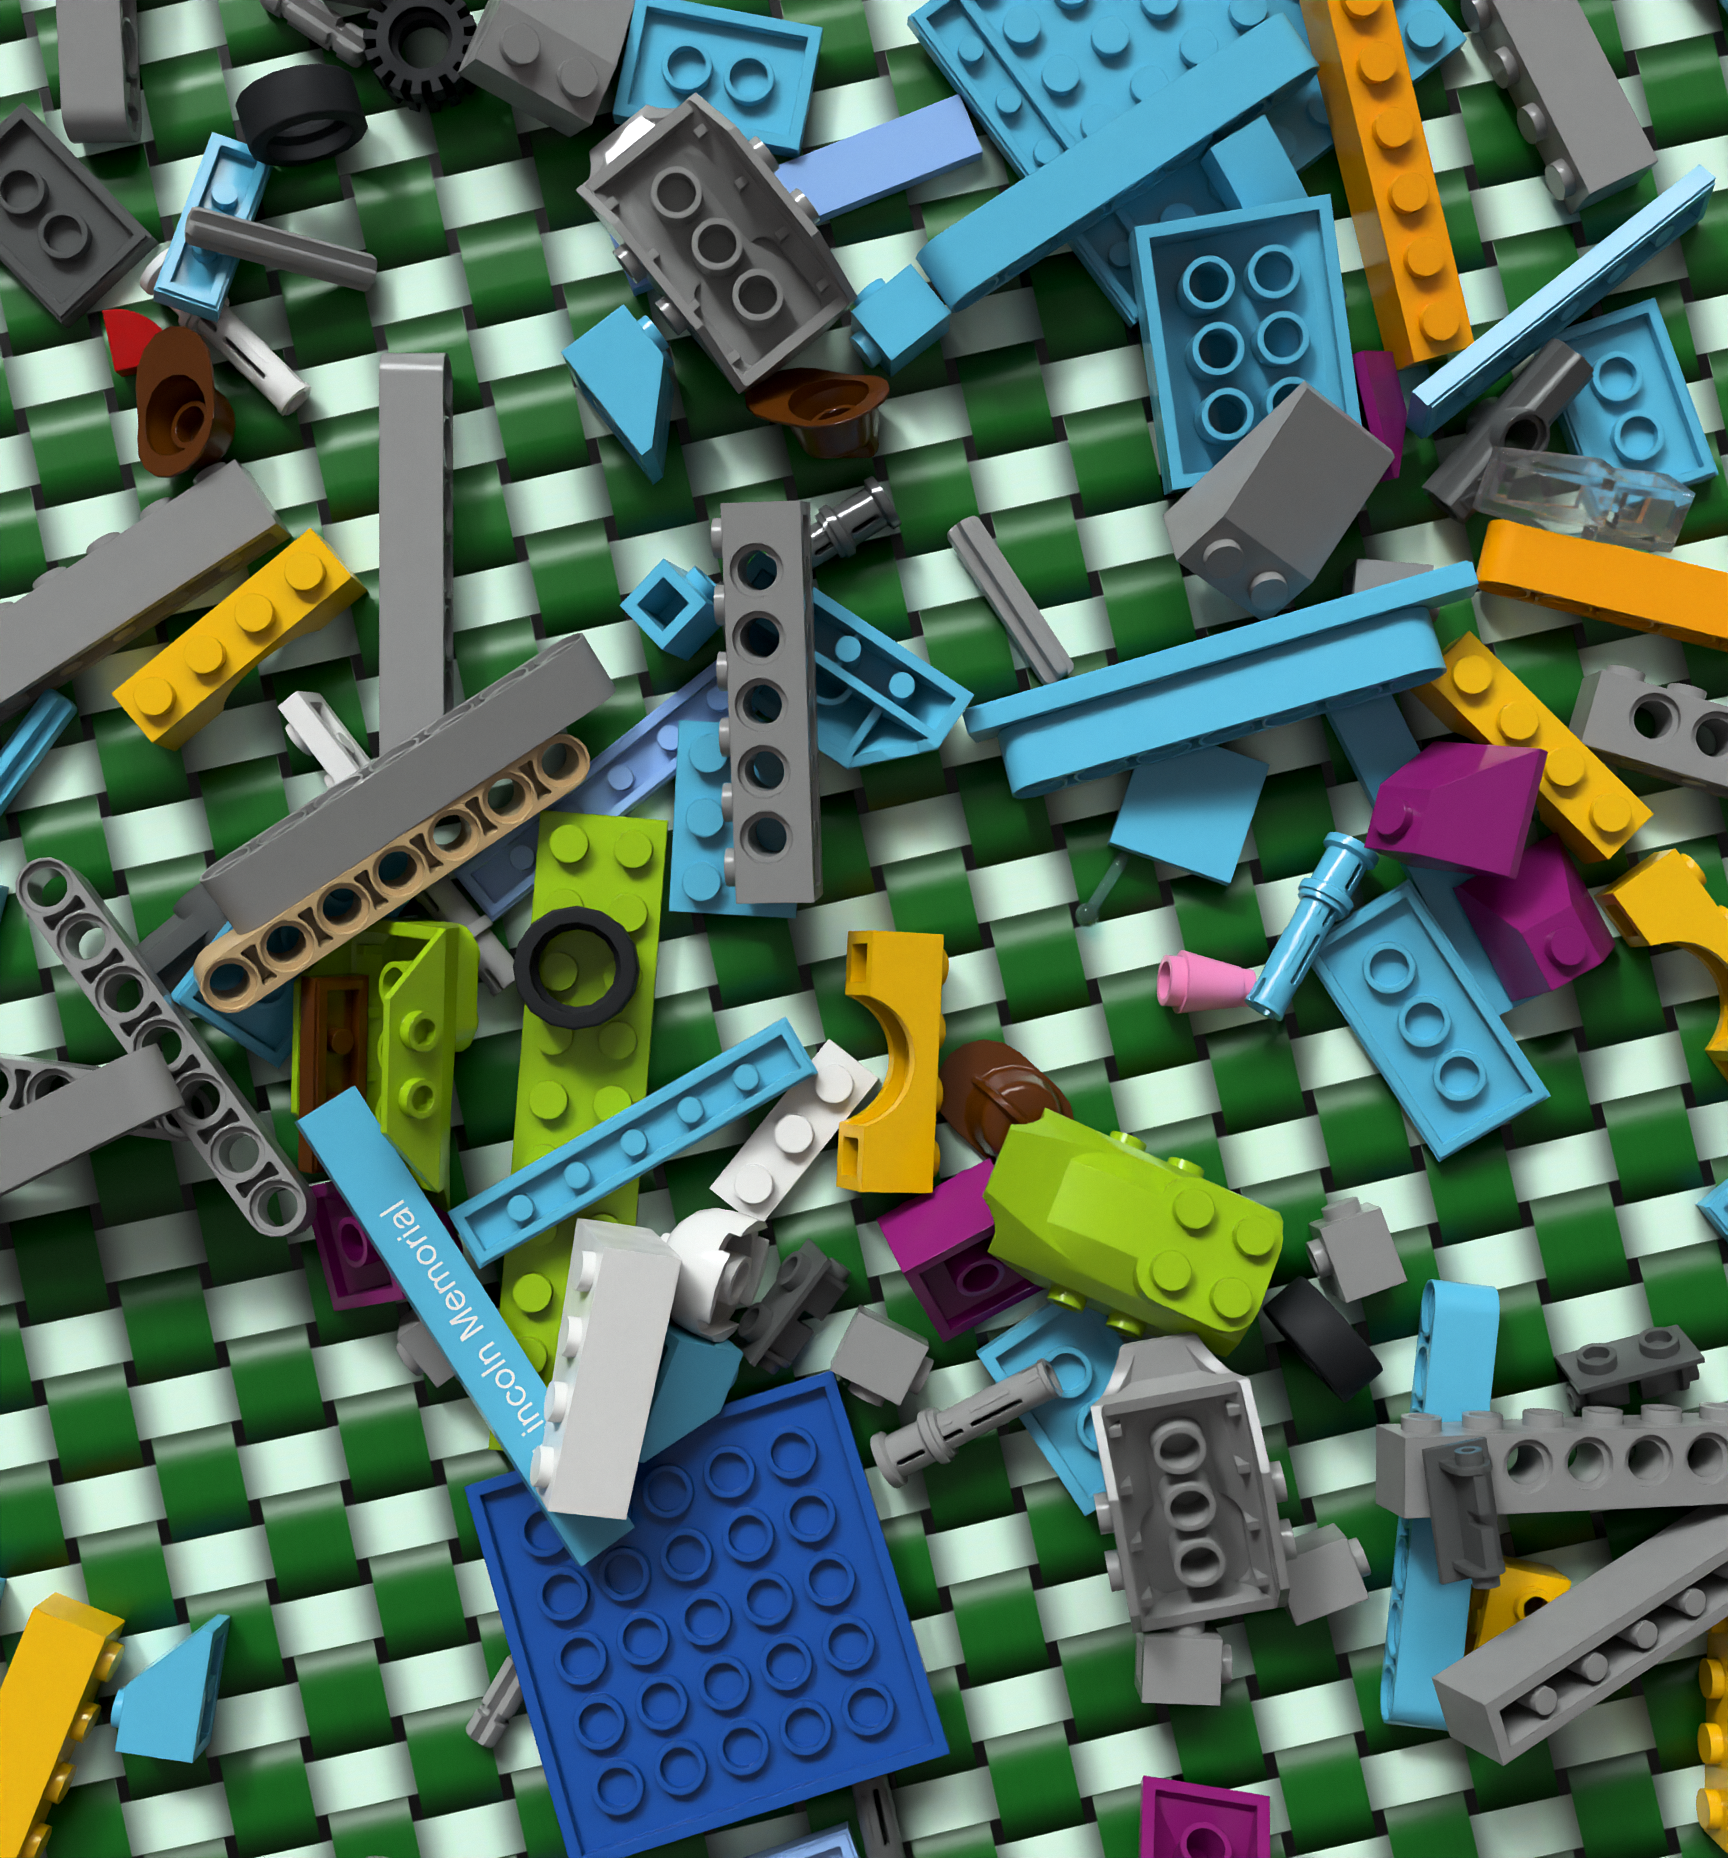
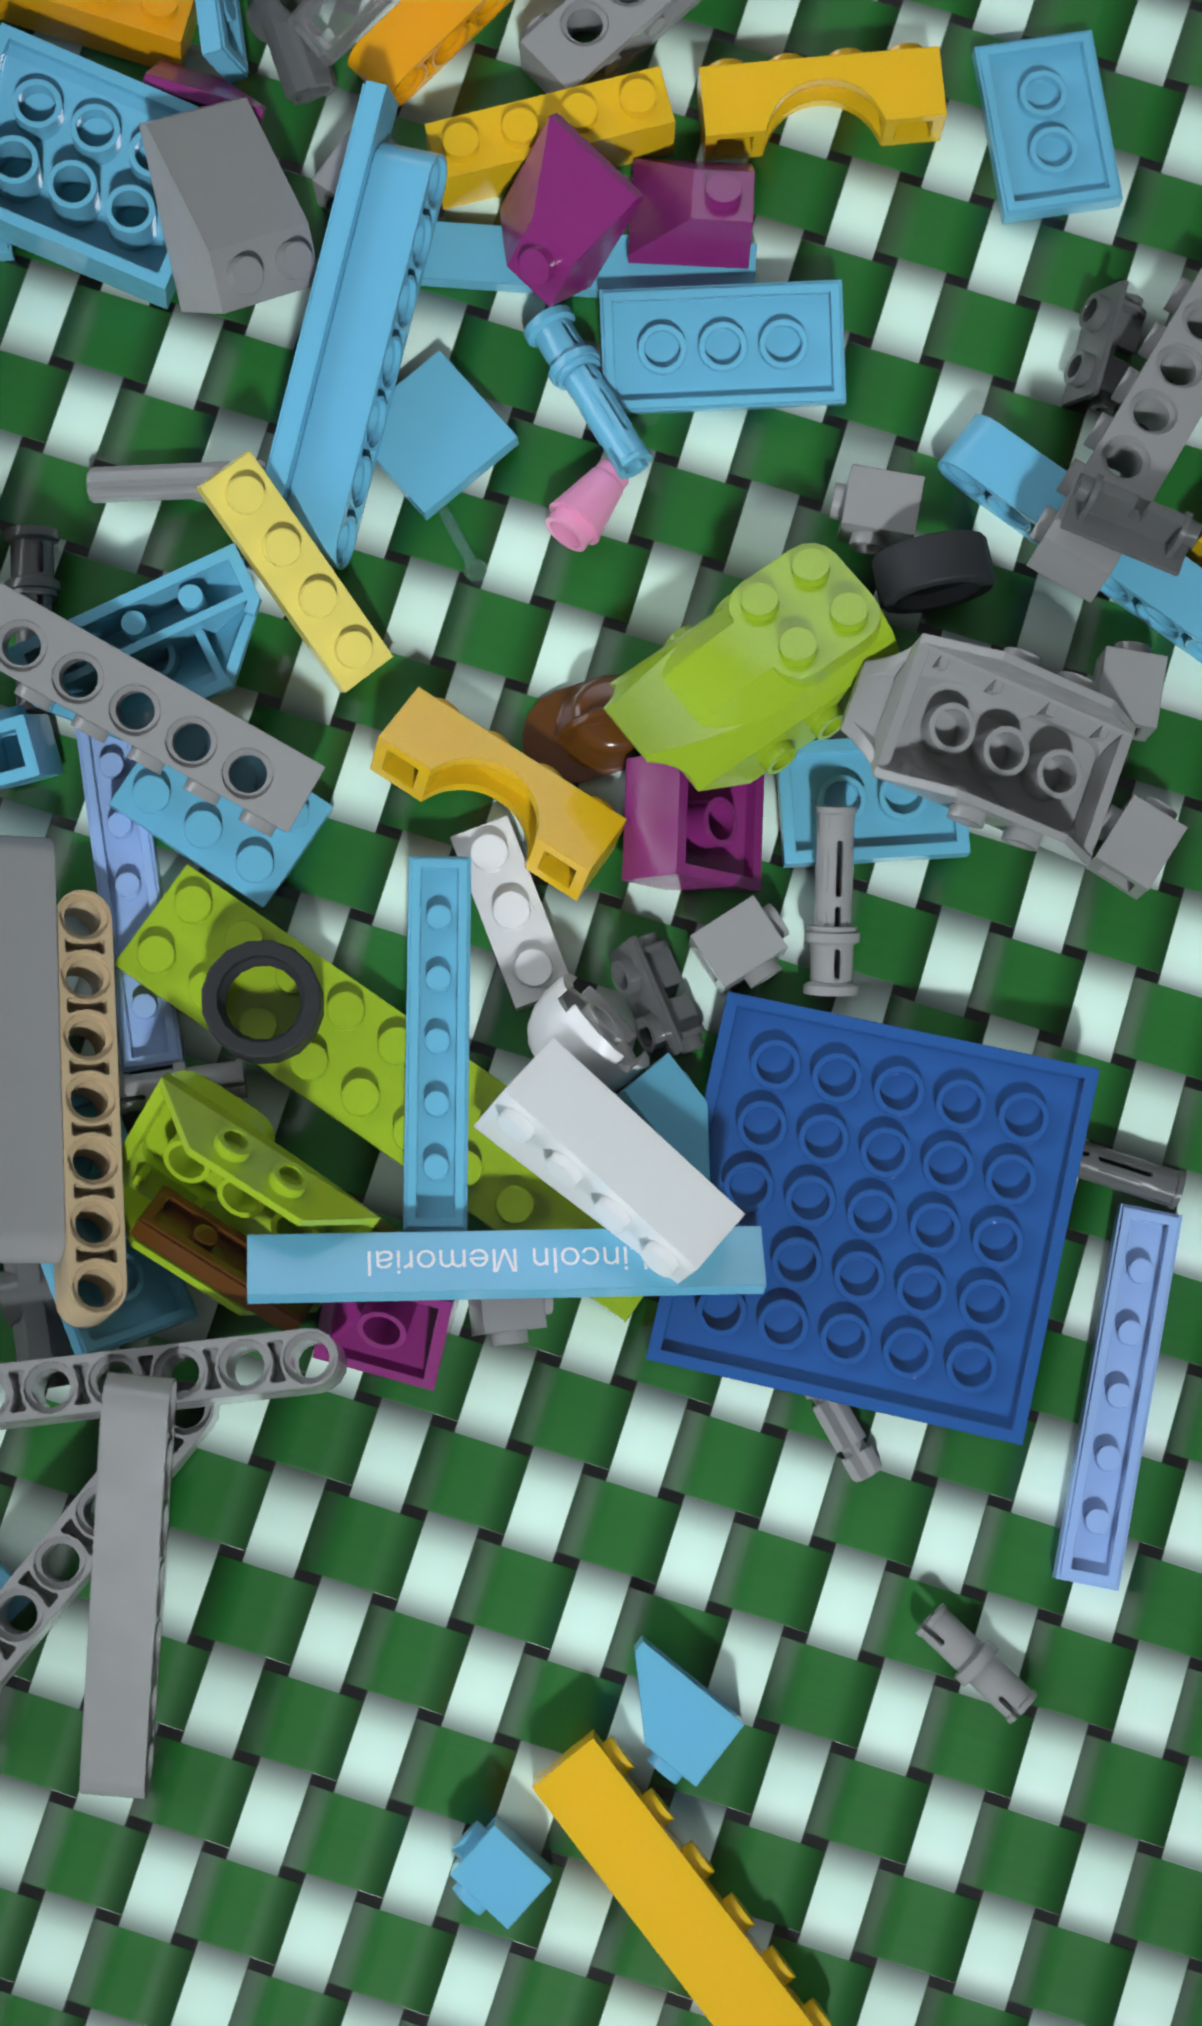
camera: 60 degrees left, 5 degrees down
(983, 760) = (294, 571): none -> light yellow plate

